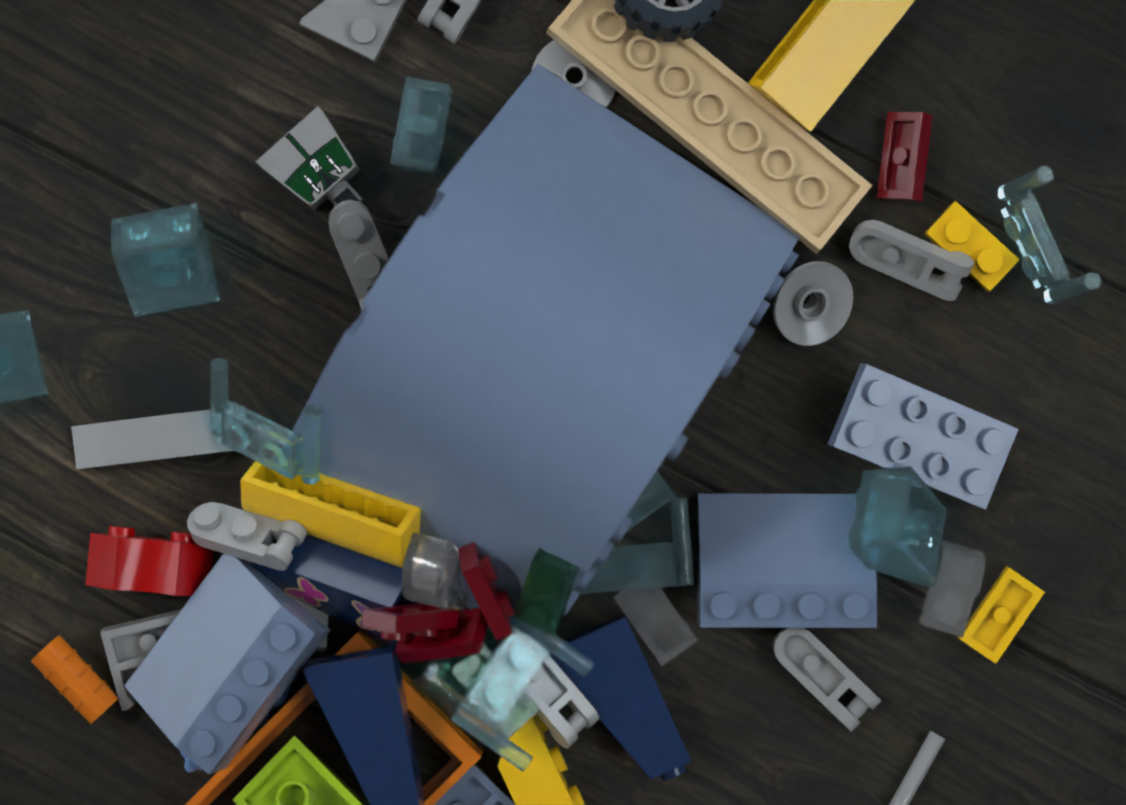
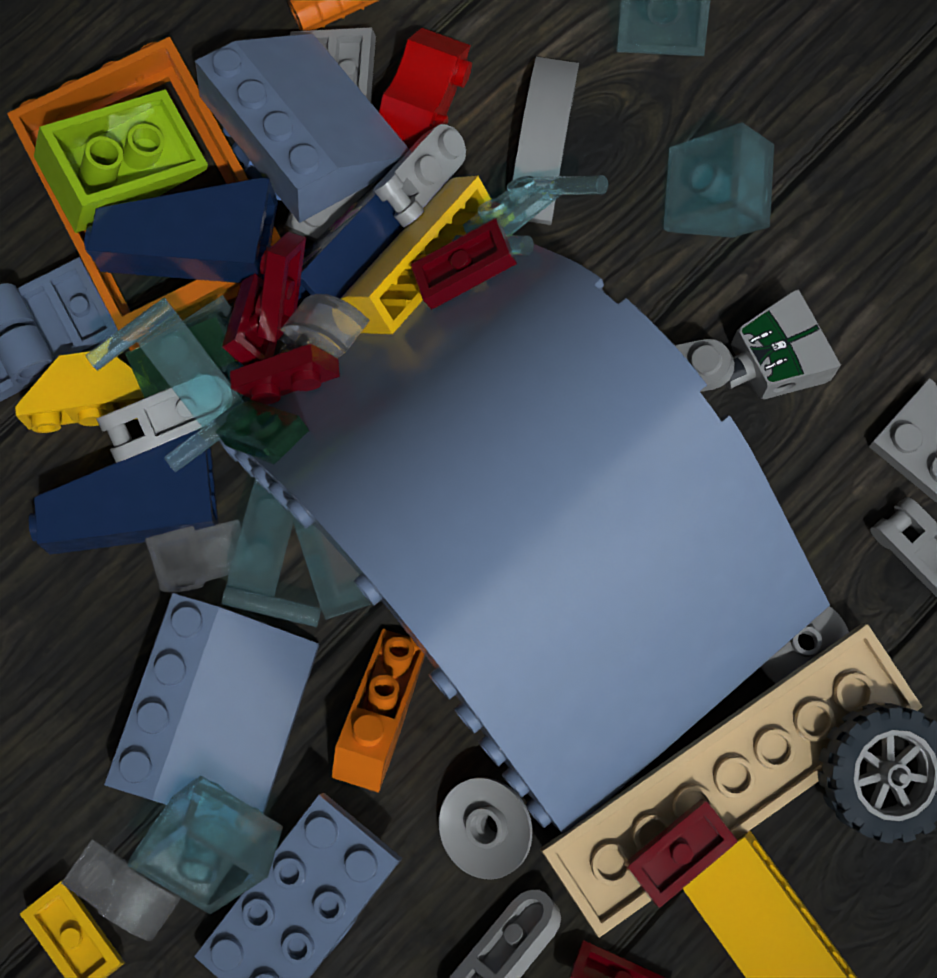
camera: 105 degrees right, 15 degrees down
(344, 462) = (463, 264): none -> dark red plate
(421, 126) = (798, 463): clear light blue window -> none
(750, 422) = (378, 712): none -> orange slope
(788, 136) = (680, 853): none -> dark red plate
(823, 674) = (75, 719): light grey plate -> none

